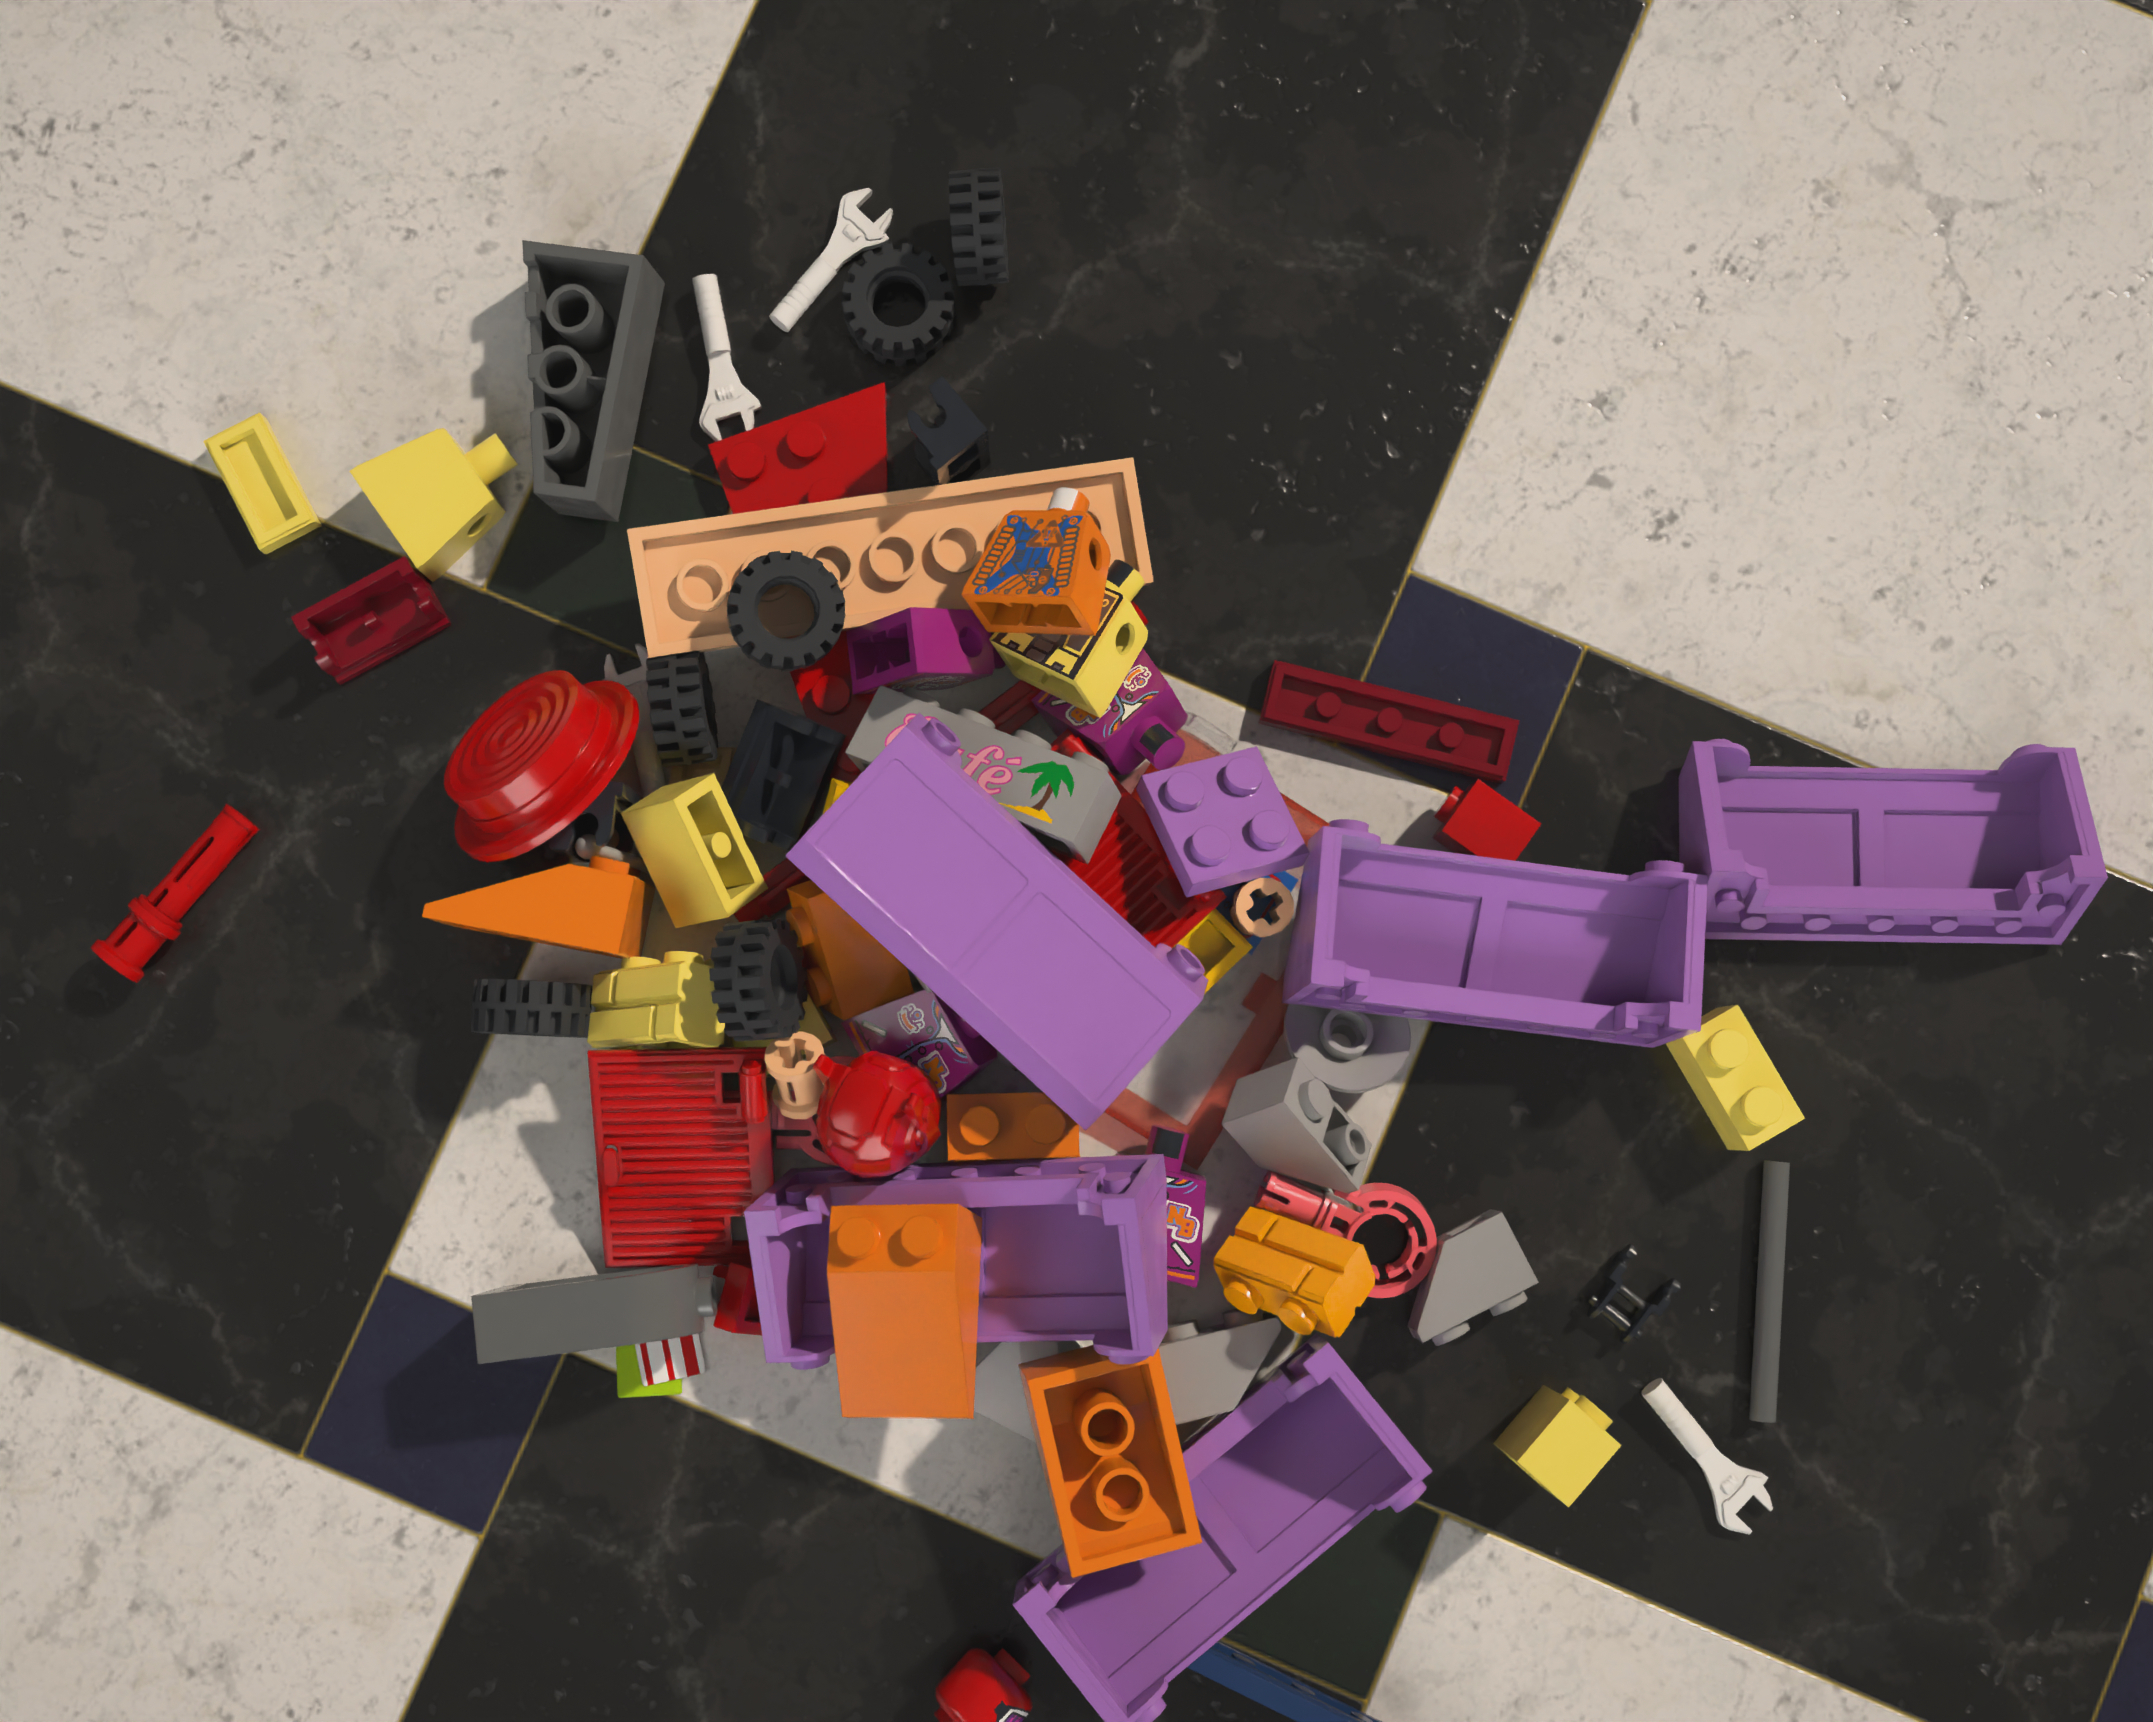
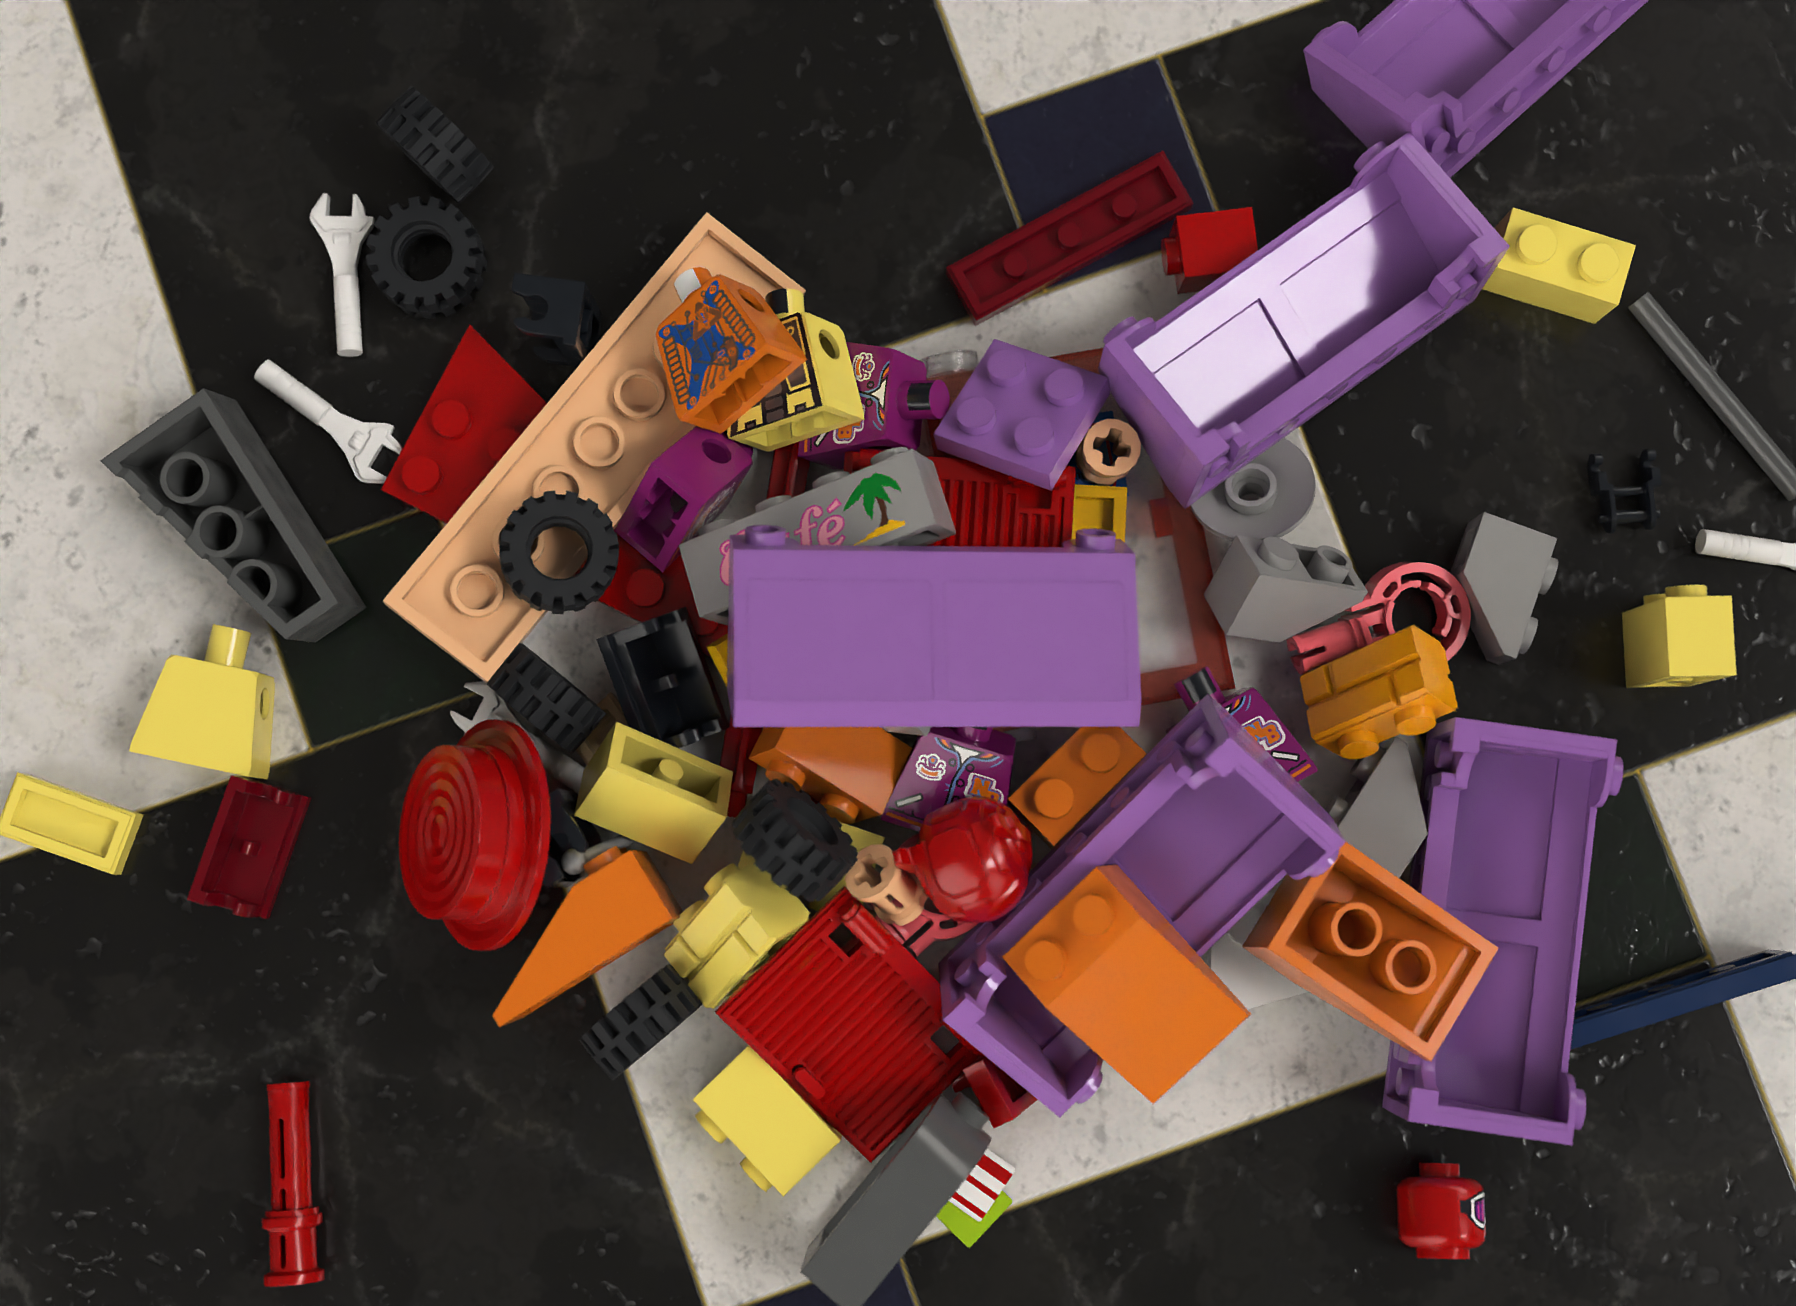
camera: 35 degrees left, 0 degrees up
(553, 1166) = (765, 1122): none -> light yellow brick

